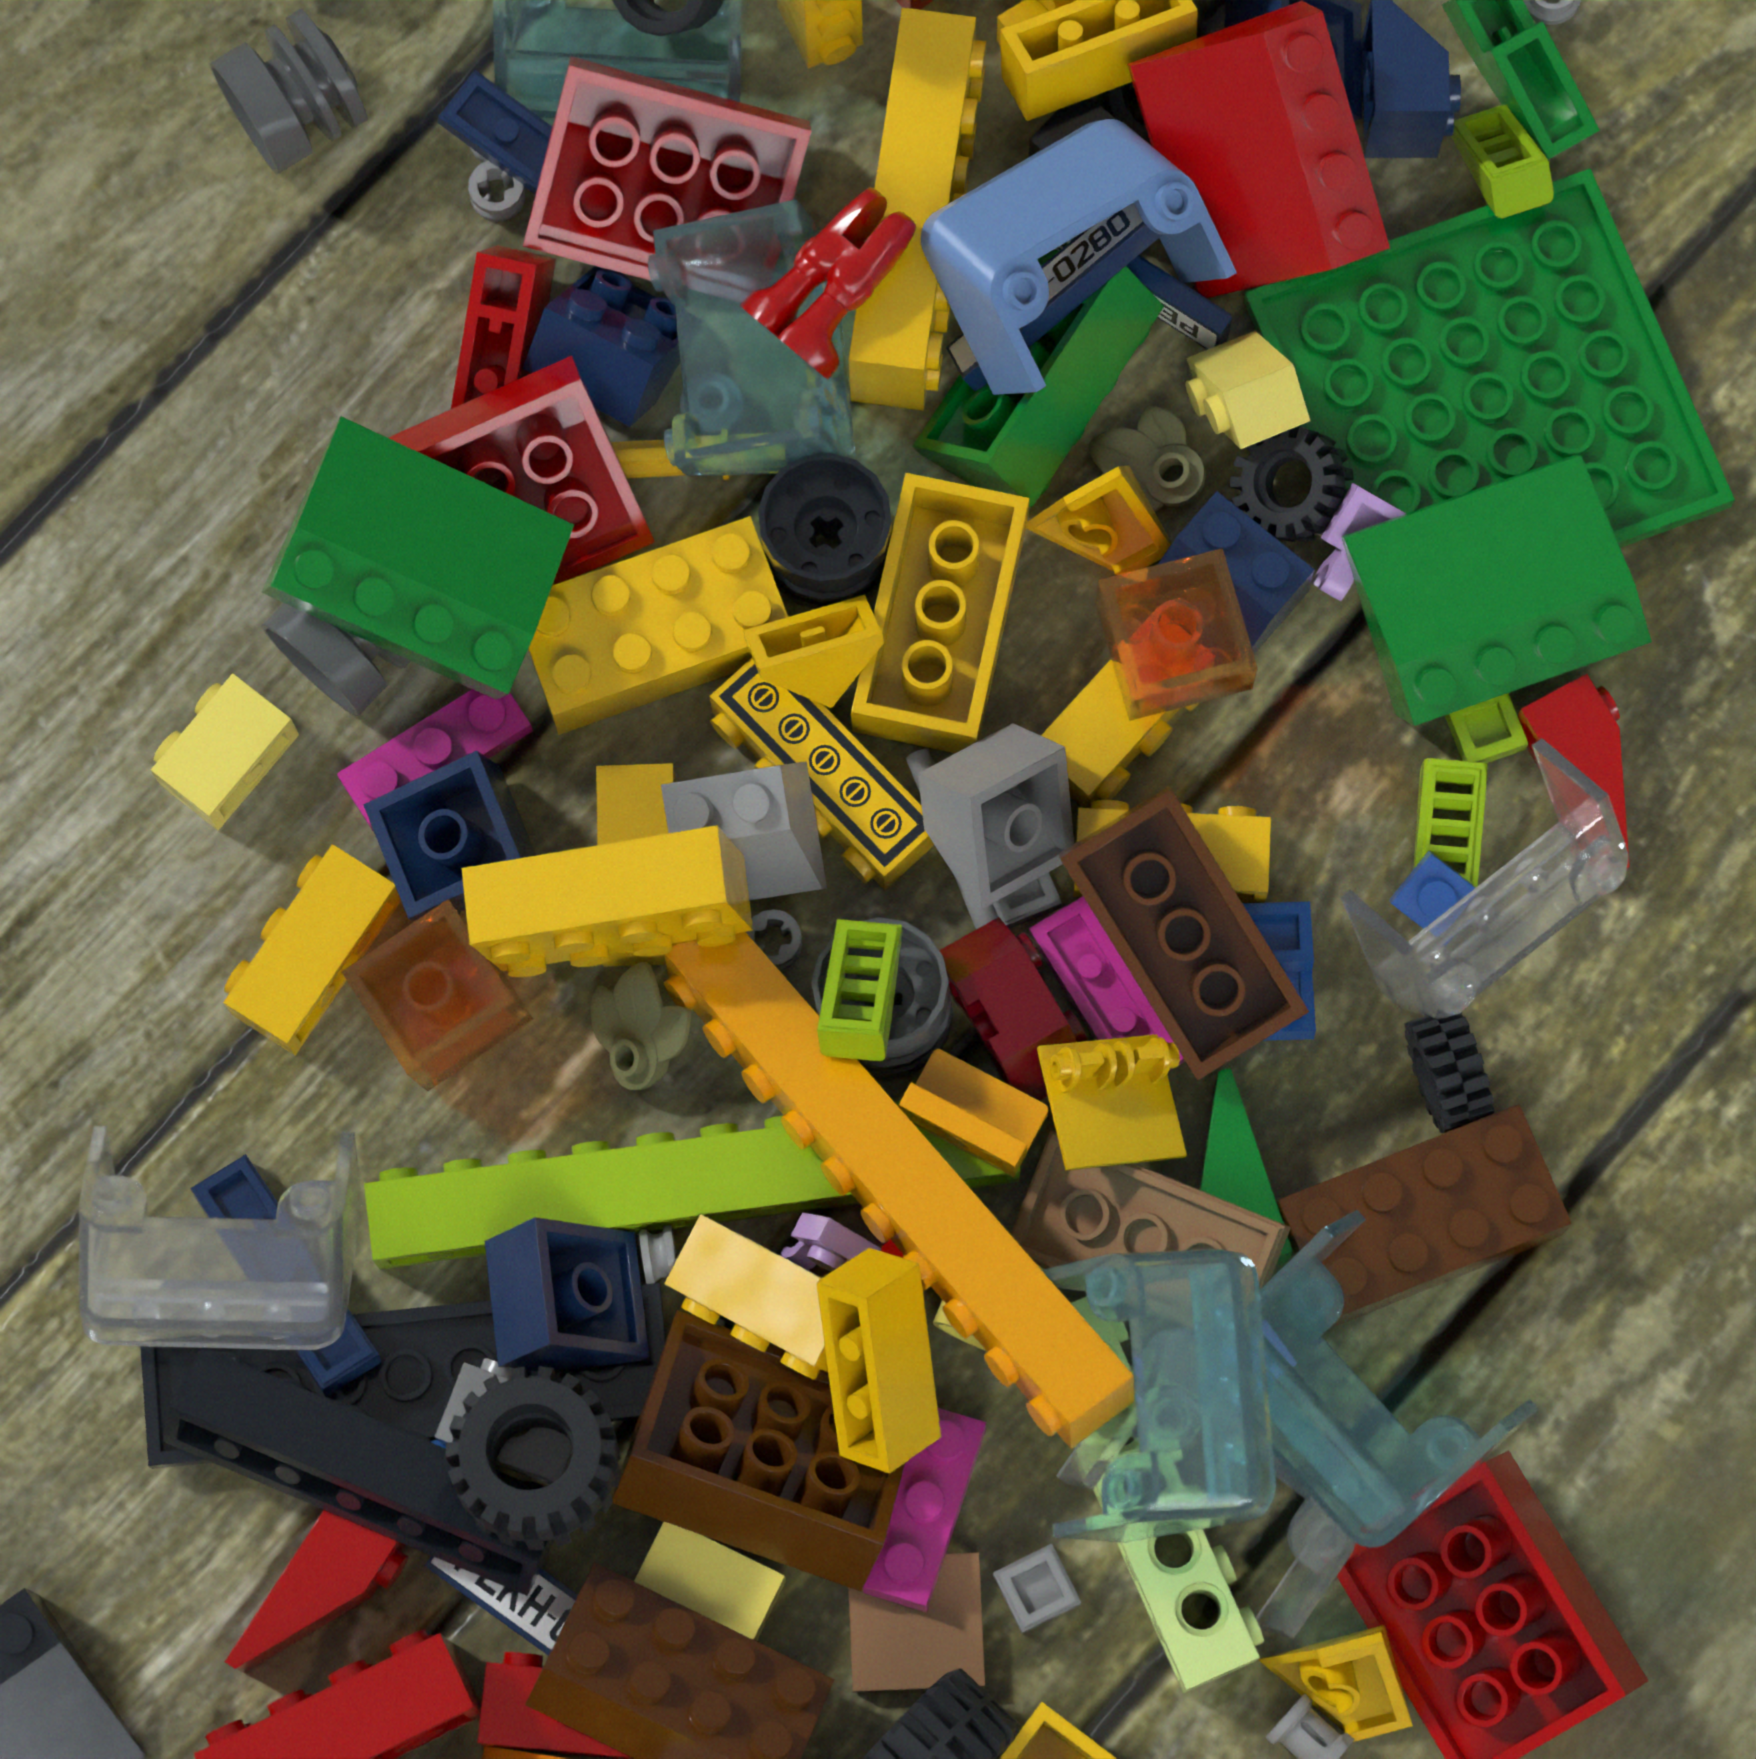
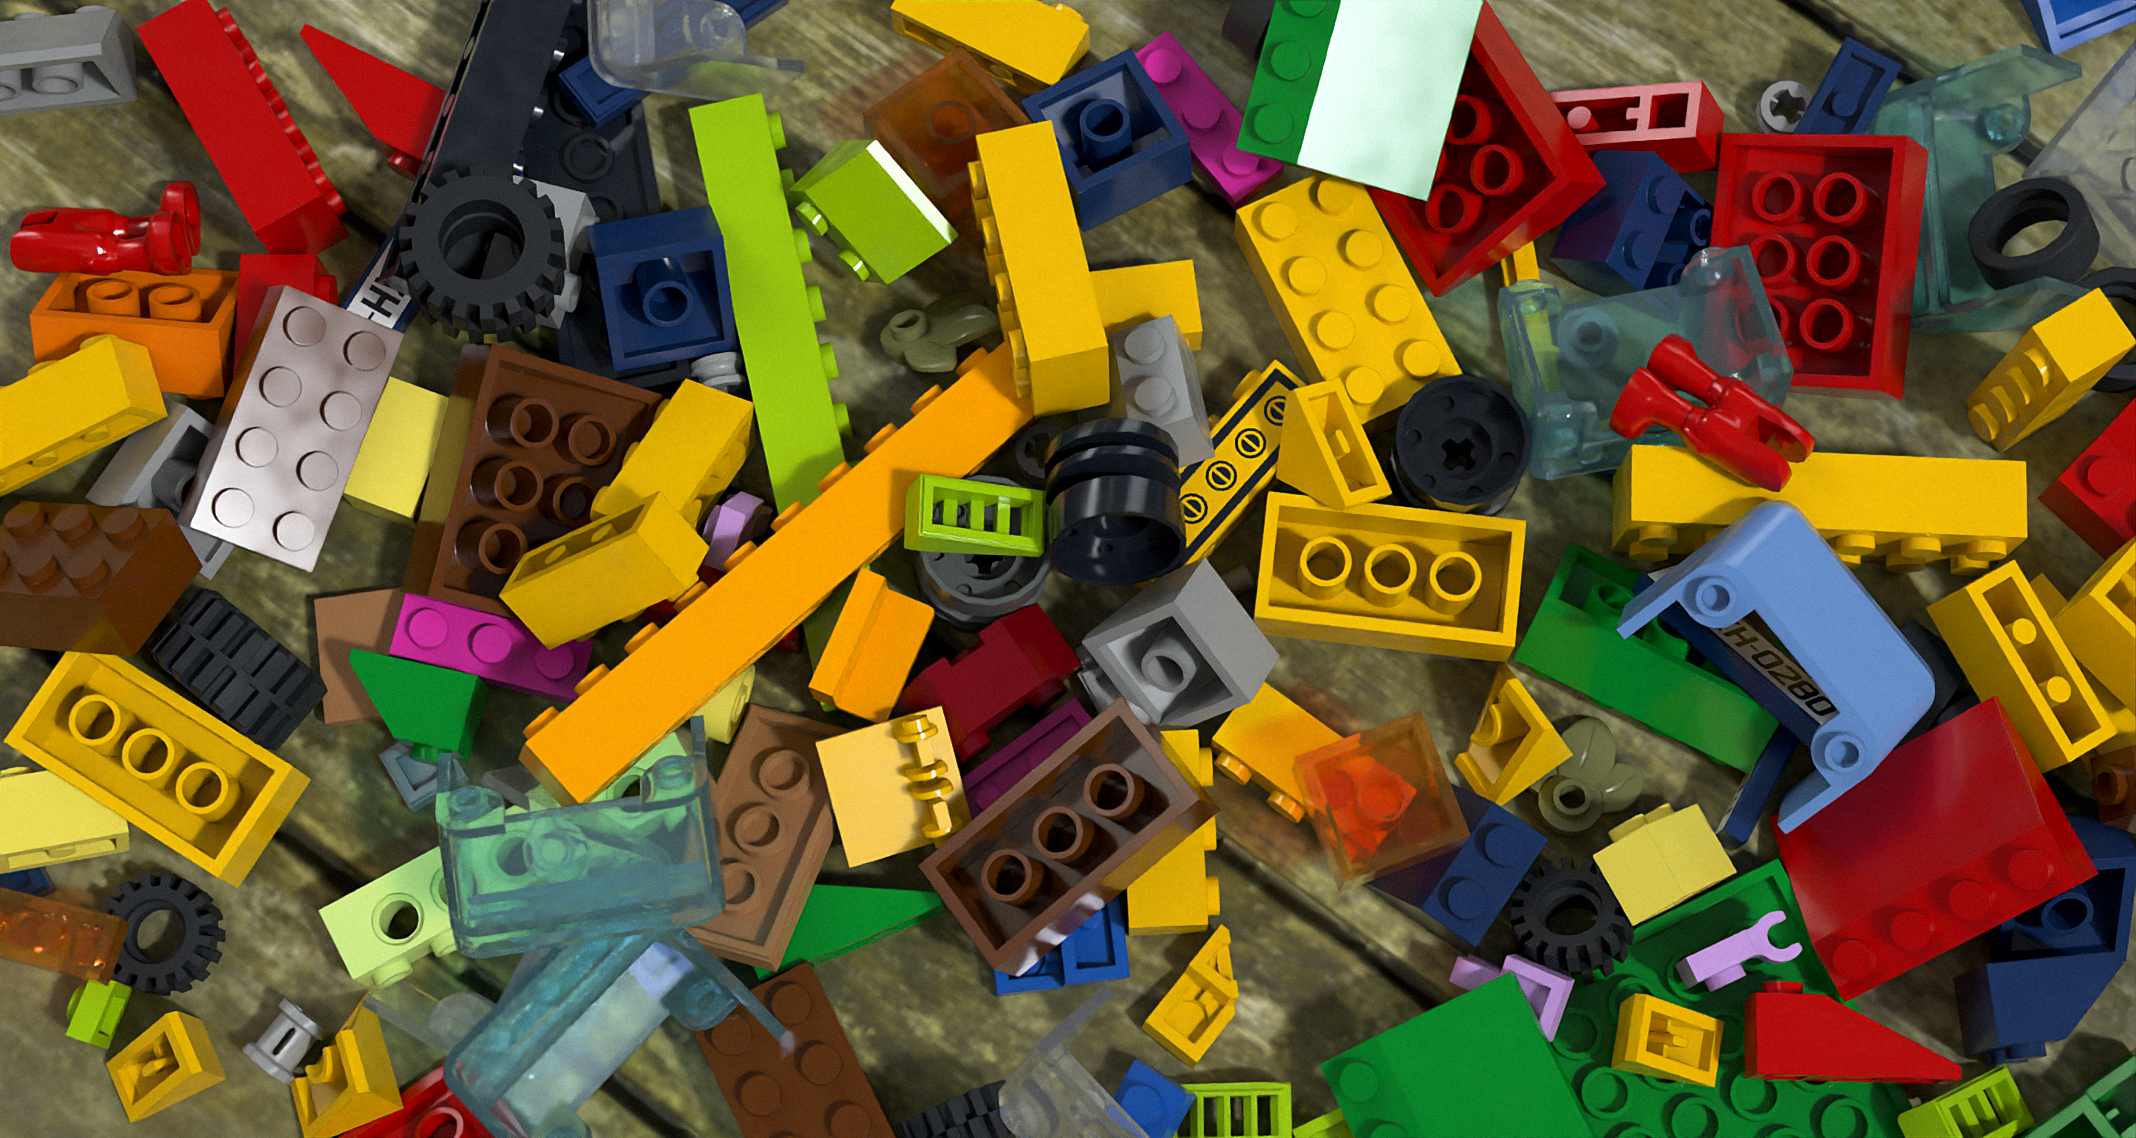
camera: 85 degrees right, 0 degrees up
(511, 1077) = (870, 212): none -> lime slope
(857, 851) = (1114, 502): none -> black wheel
(984, 1573) = (423, 704): none -> green slope
(1336, 843) = (1198, 1003): none -> yellow slope
(1343, 350) = (1722, 961): none -> lavender plate
(1414, 413) = (1666, 1041): none -> yellow slope
(1425, 272) = (1825, 1041): none -> red slope

